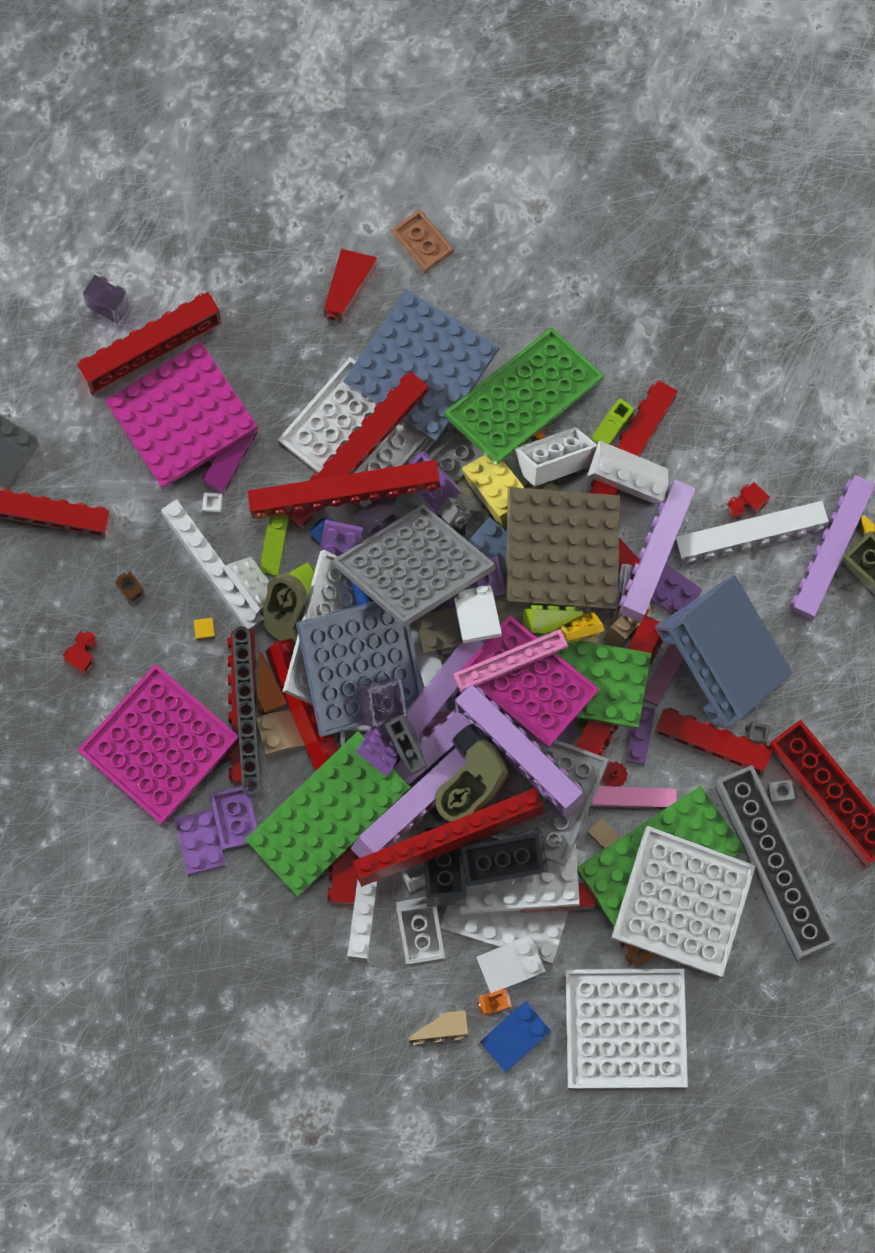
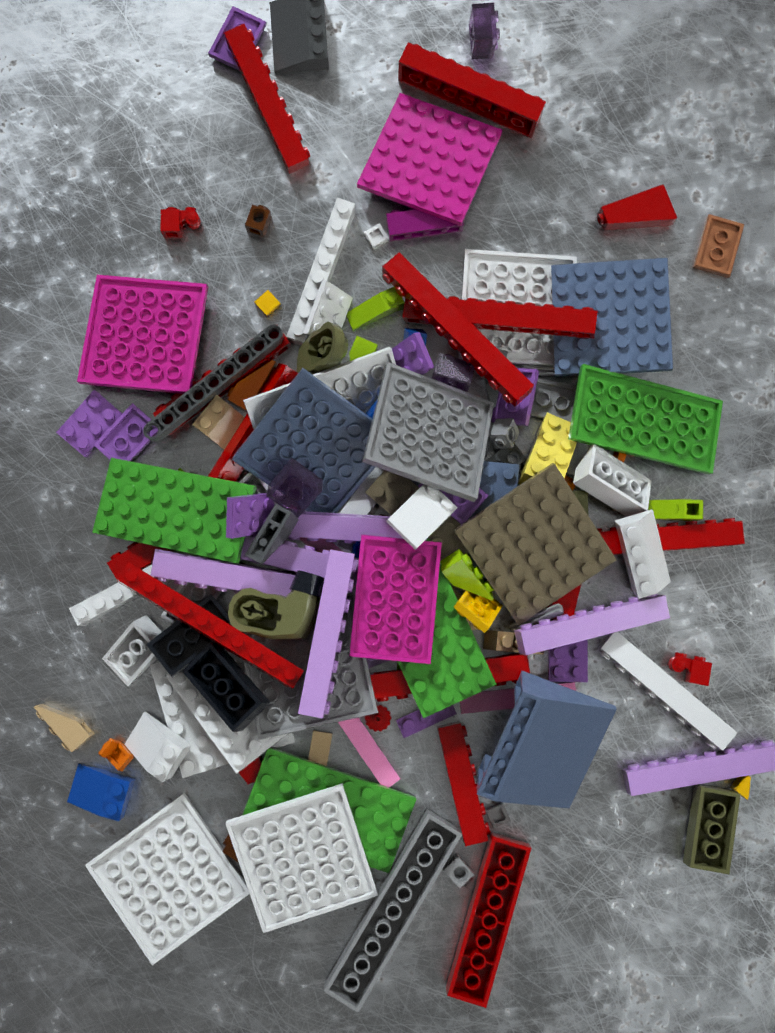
camera: 50 degrees right, 10 degrees up
(511, 660) = (401, 571): bright pink tile -> none

